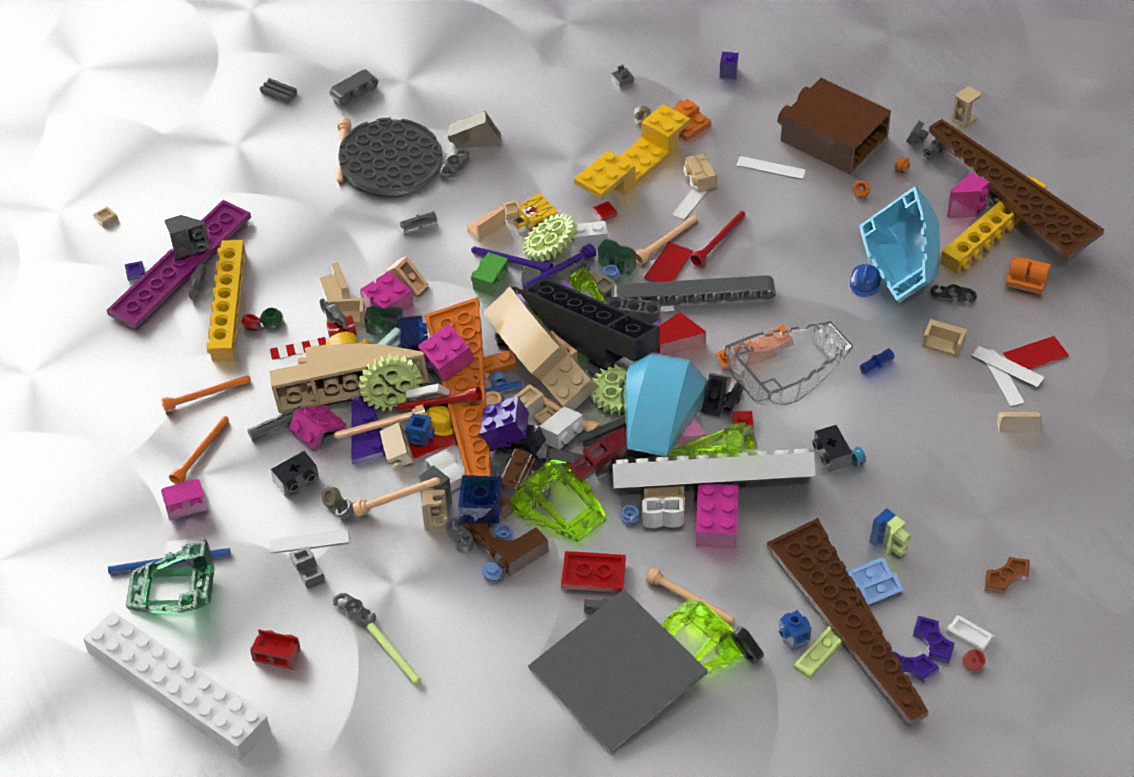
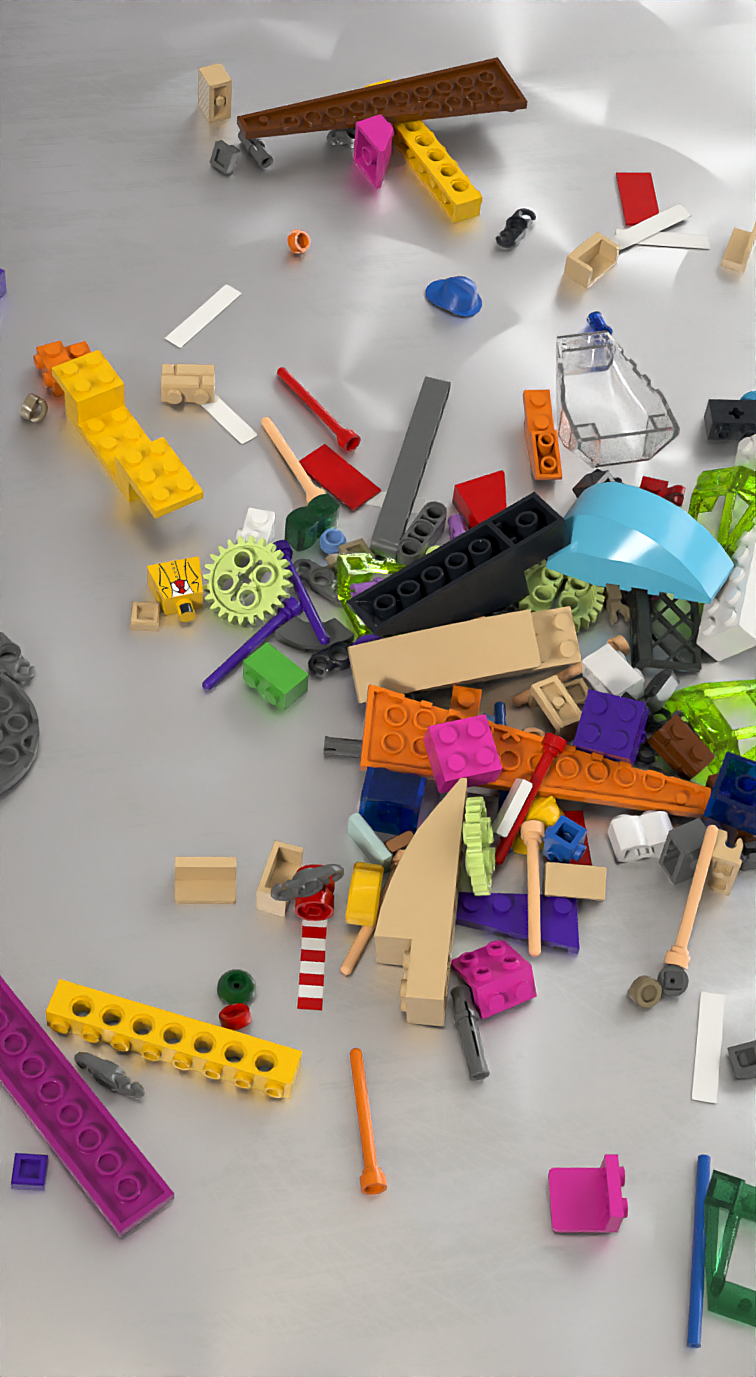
camera: 80 degrees left, 5 degrees up
(179, 475) = (533, 1196): orange piece -> none
(186, 235) = (28, 1057): dark grey slope -> none
(294, 473) = (585, 1028): black brick -> none
(382, 320) = (324, 829): clear green brick -> none
(387, 292) = (268, 809): dark pink piece -> none
(408, 275) = (233, 781): light nougat slope -> none
(418, 221) = (118, 735): dark grey pin -> none
(487, 224) = (165, 652): light nougat panel -> none
(599, 454) = (694, 639): dark red slope -> none
(605, 211) = (203, 512): red tile -> none
(834, 125) = (179, 220): reddish brown brick -> none
(902, 164) = (273, 190): orange plate -> none
(904, 243) = (457, 226): medium azure windscreen -> none
(1027, 275) = (518, 153): orange plate -> none

